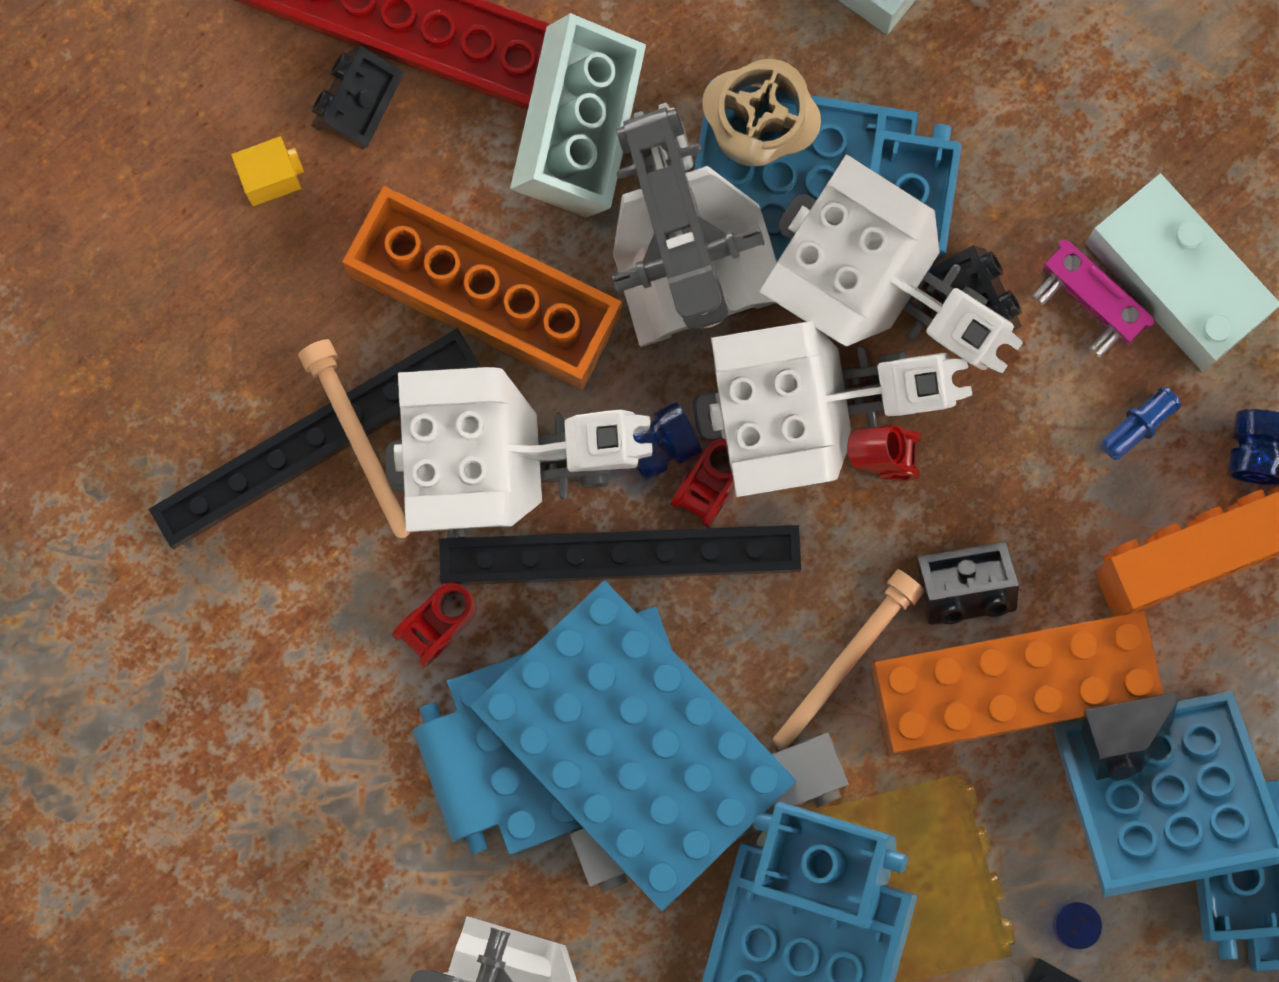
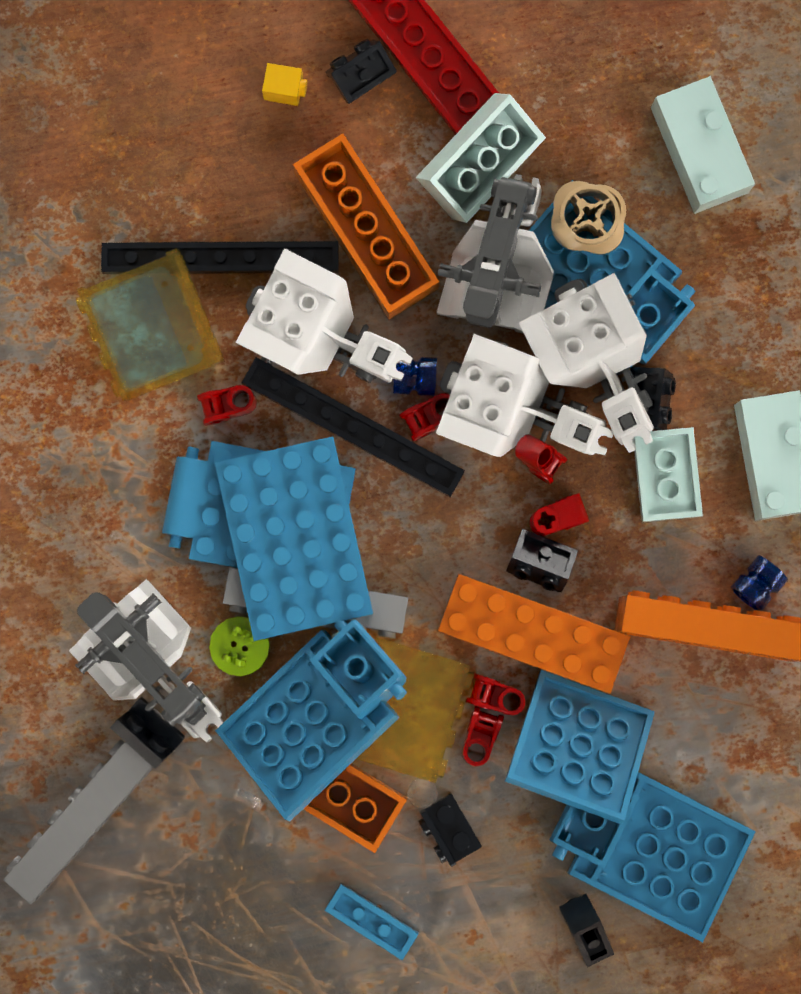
camera: 25 degrees right, 5 degrees up
(276, 580) = (150, 326): none -> clear light blue panel
(321, 362) = (248, 214): light nougat piece -> none
(648, 953) = (233, 659): none -> lime plate
(900, 594) = (500, 544): light nougat piece -> none
(958, 509) = (563, 515): none -> red piece
(1015, 794) = (493, 695): none -> red piece
(1030, 856) = (481, 734): none -> red piece
(1061, 380) = (668, 475): none -> light aqua plate
(1077, 925) = (485, 789): clear blue tile -> none
(1096, 293) = (720, 438): dark pink piece -> none
(1126, 734) = (576, 699): black slope -> none
(1141, 423) = (699, 528): blue axle -> none

